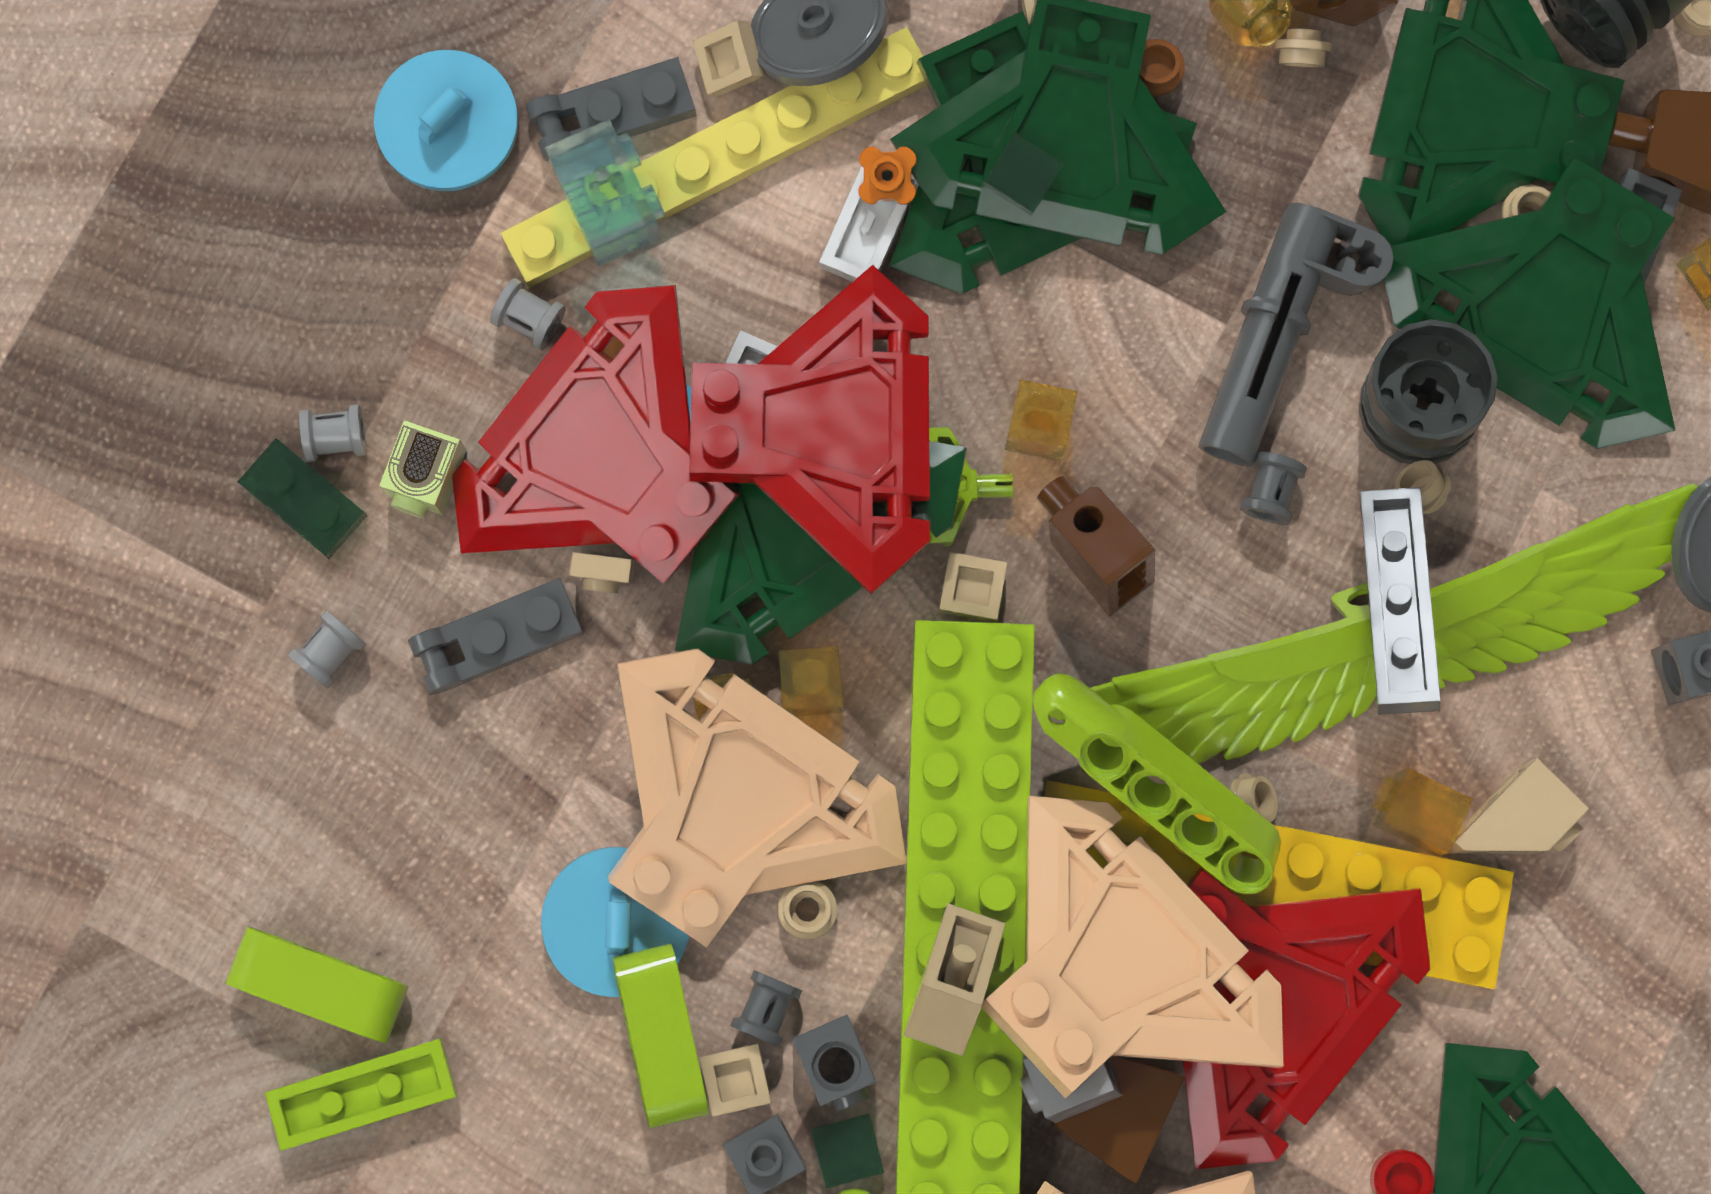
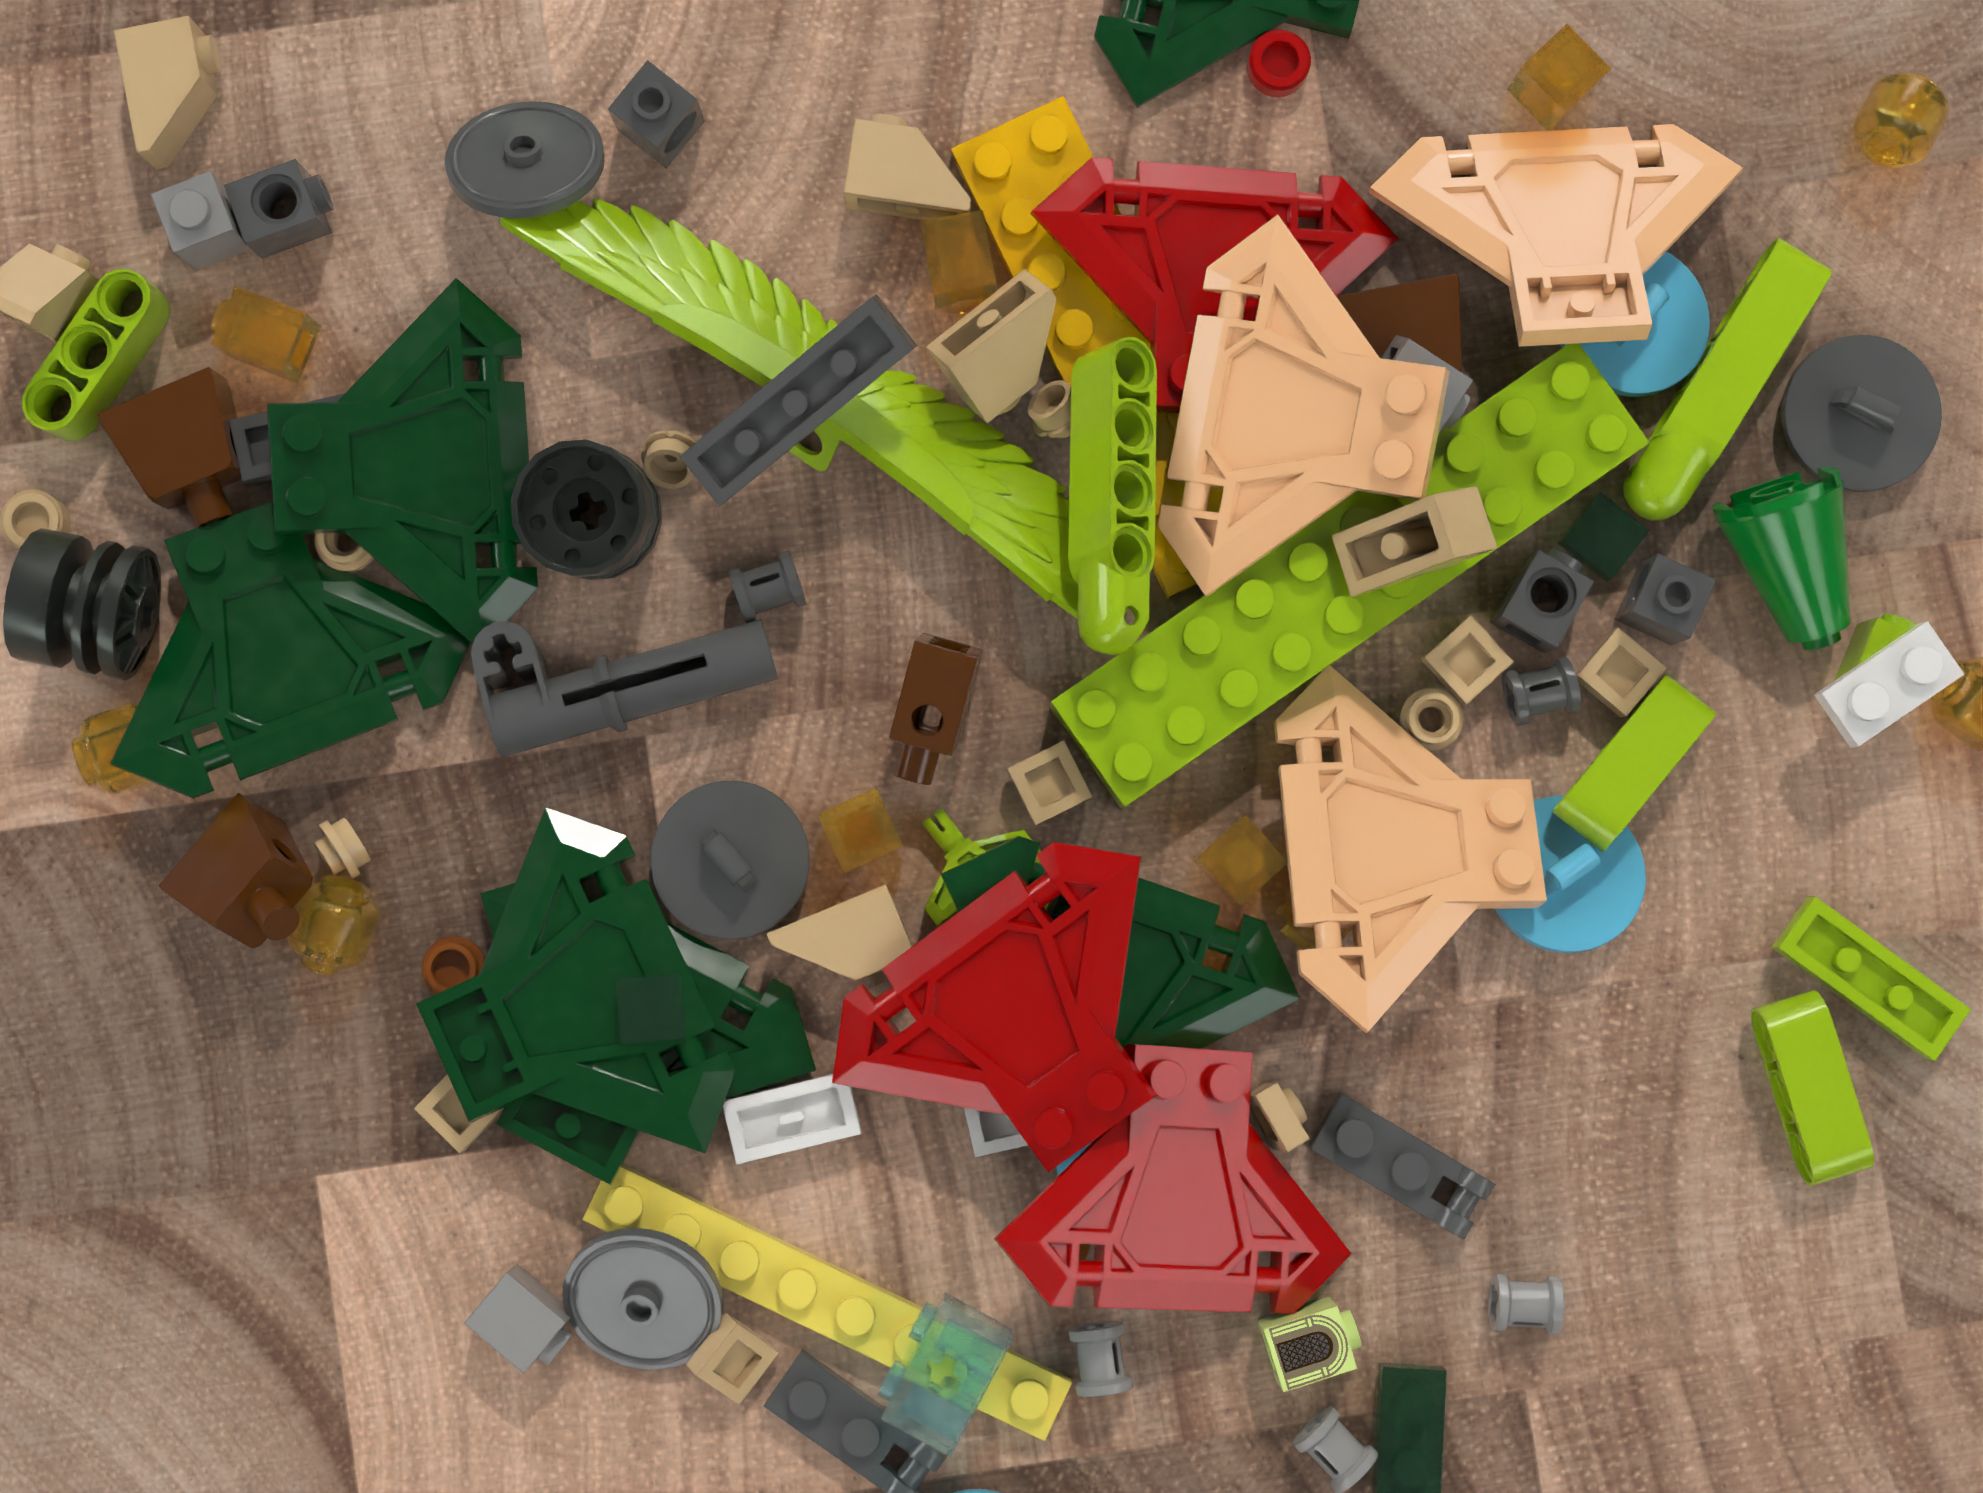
camera: 125 degrees left, 5 degrees up
(832, 969) = (1466, 660): none -> tan plate
(899, 187) = (722, 1130): orange plate -> none
(967, 358) = (851, 937): none -> tan slope
(1089, 317) = (730, 859): none -> dark grey shield
(1333, 787) = (998, 346): none -> tan slope

